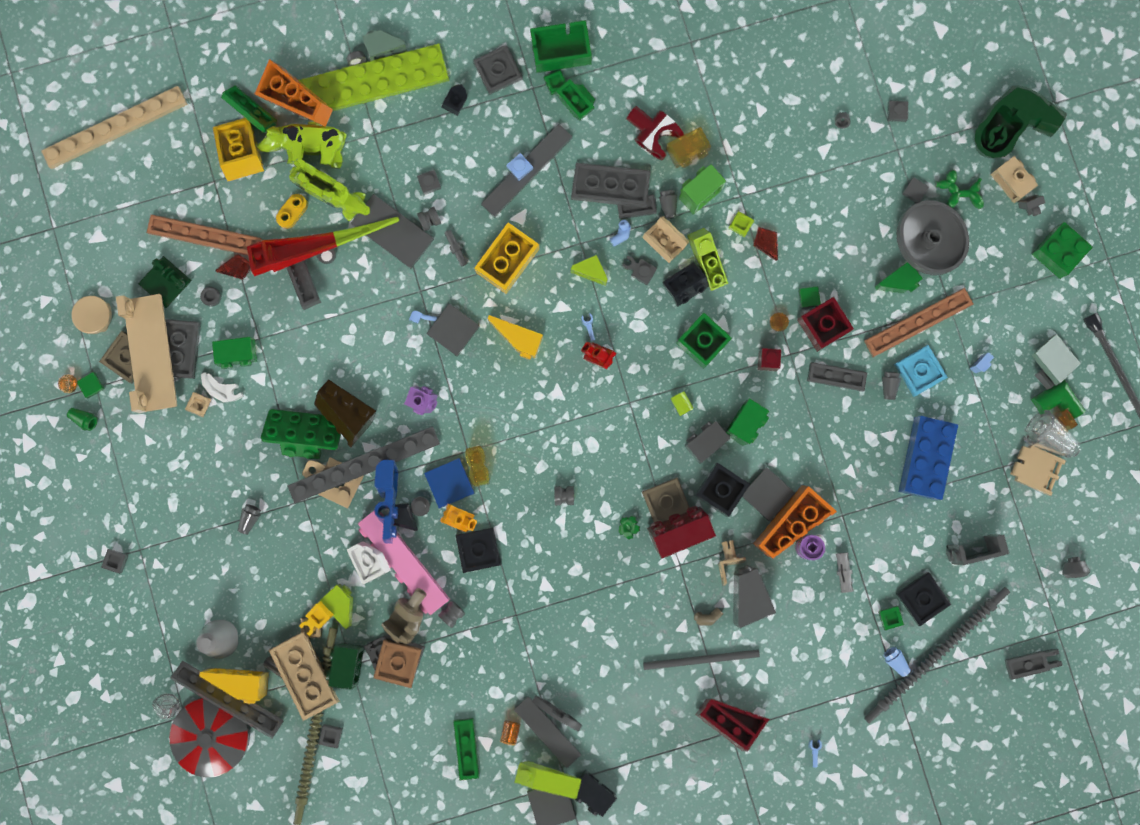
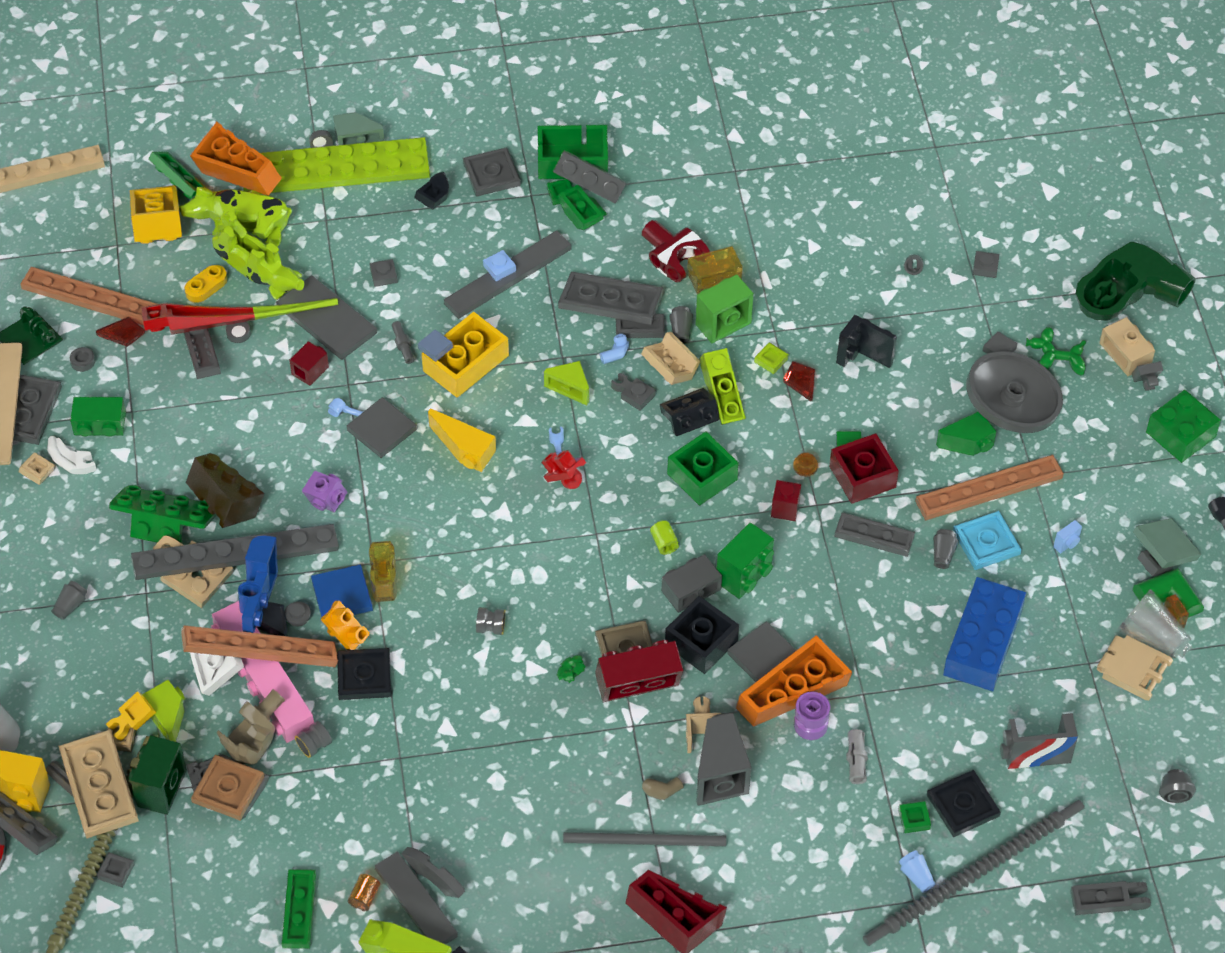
camera: 10 degrees right, 30 degrees down
(387, 279) = (309, 363): none -> dark red brick
(398, 552) = (259, 646): none -> nougat tile
(429, 218) = (370, 308): dark grey wheel -> none
(484, 261) = (435, 345): none -> sand blue tile
(578, 72) = (589, 176): none -> dark grey plate
(814, 202) = (868, 339): none -> black bracket

